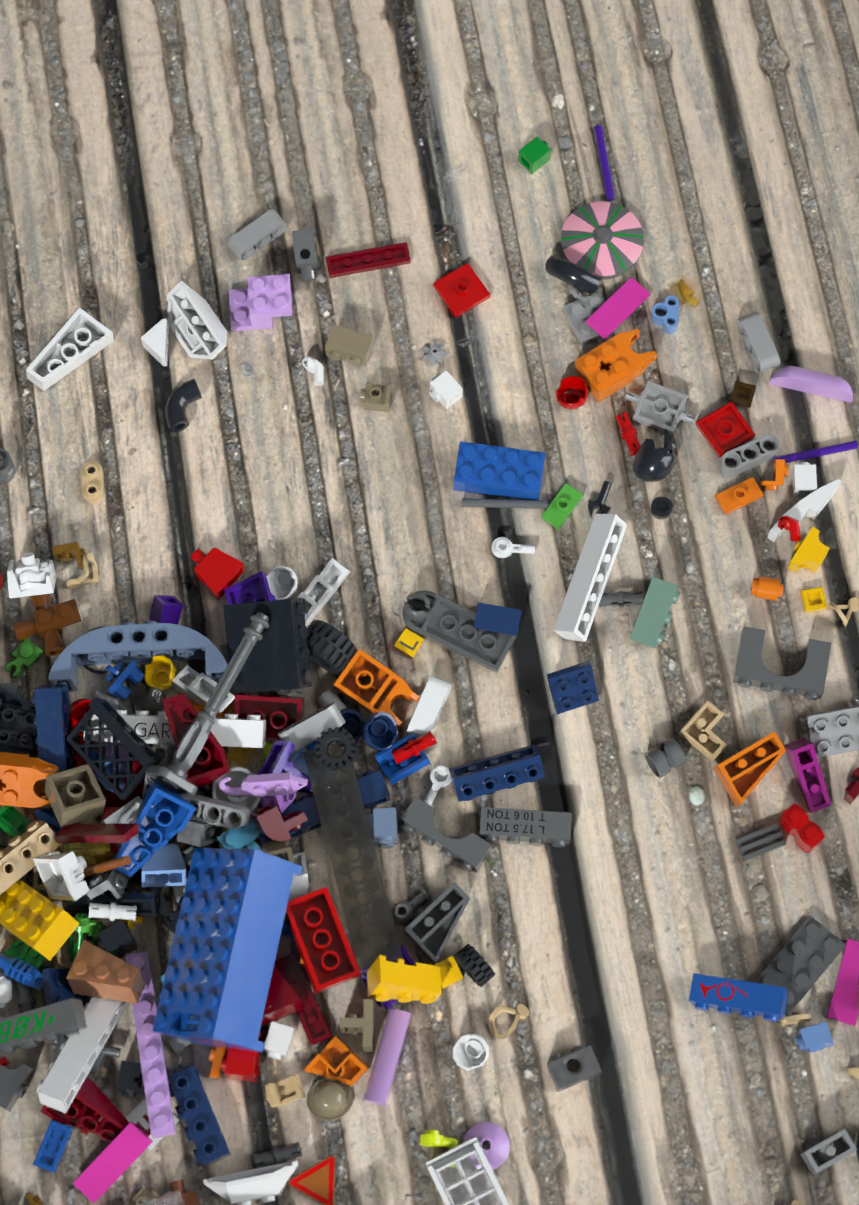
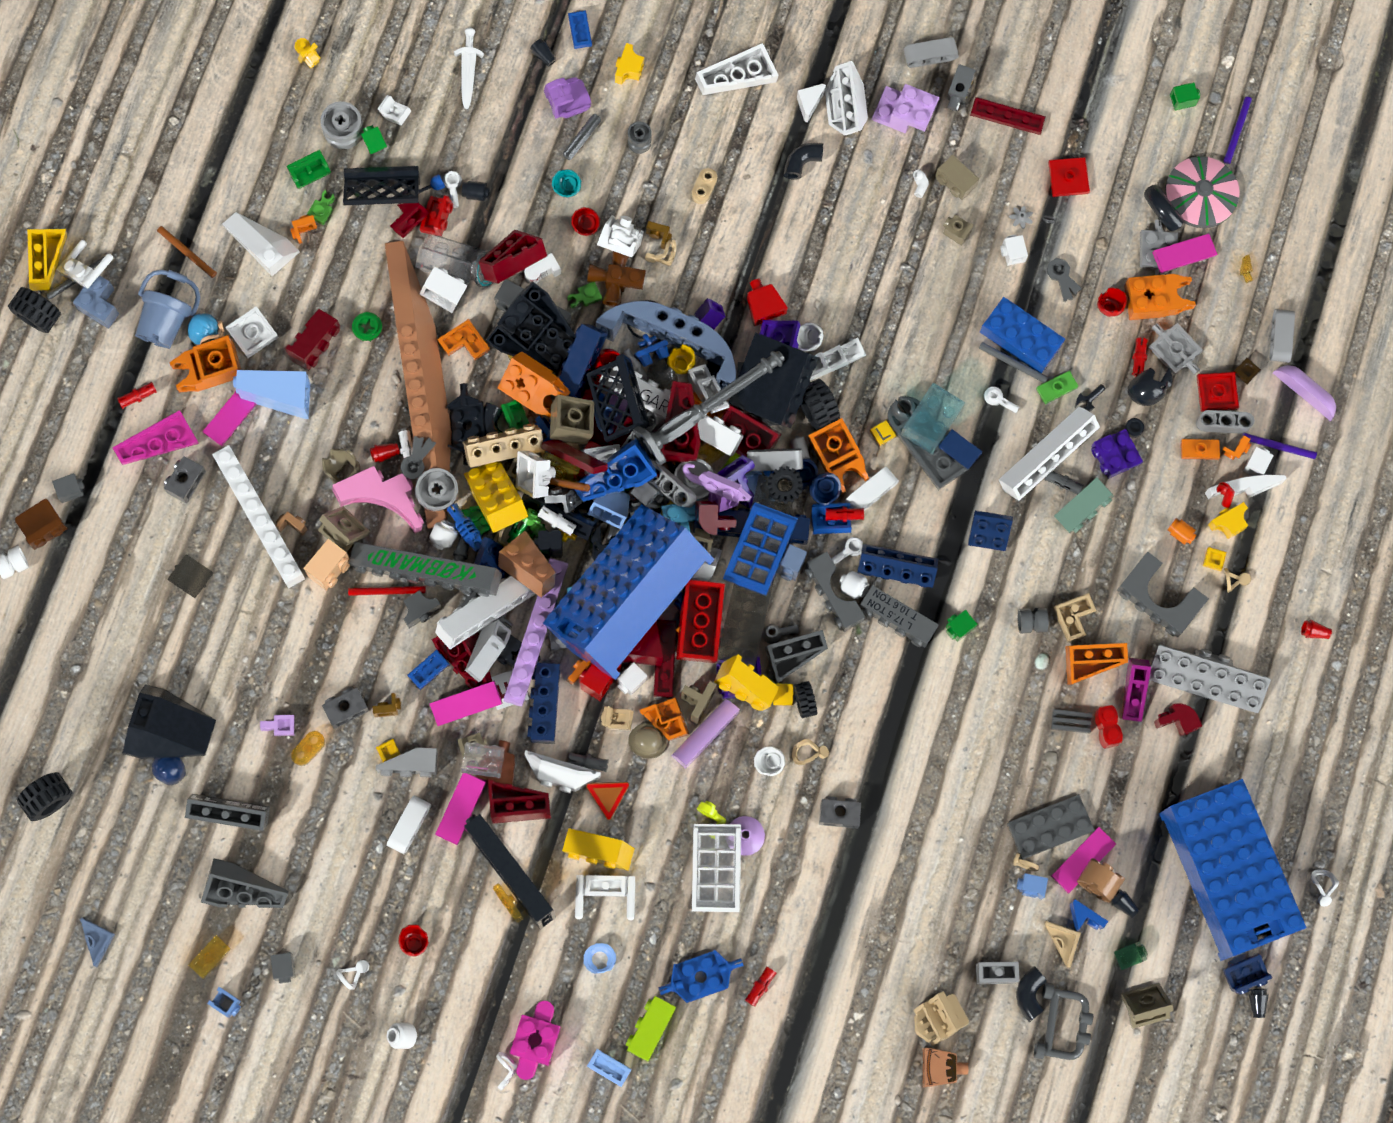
camera: 20 degrees right, 5 degrees up
(107, 1085) = (487, 649): none -> light grey slope
(344, 830) = (760, 548): none -> blue piece
(453, 601) = (932, 418): none -> clear light blue piece
(462, 816) = (854, 585): none -> white head
(501, 388) = (1059, 271): none -> dark grey piece
(594, 802) = (960, 625): none -> green brick
(657, 543) = (1116, 453): none -> dark purple plate
(672, 314) = (1225, 278): medium blue piece -> none
(738, 996) = (991, 825): blue brick -> none

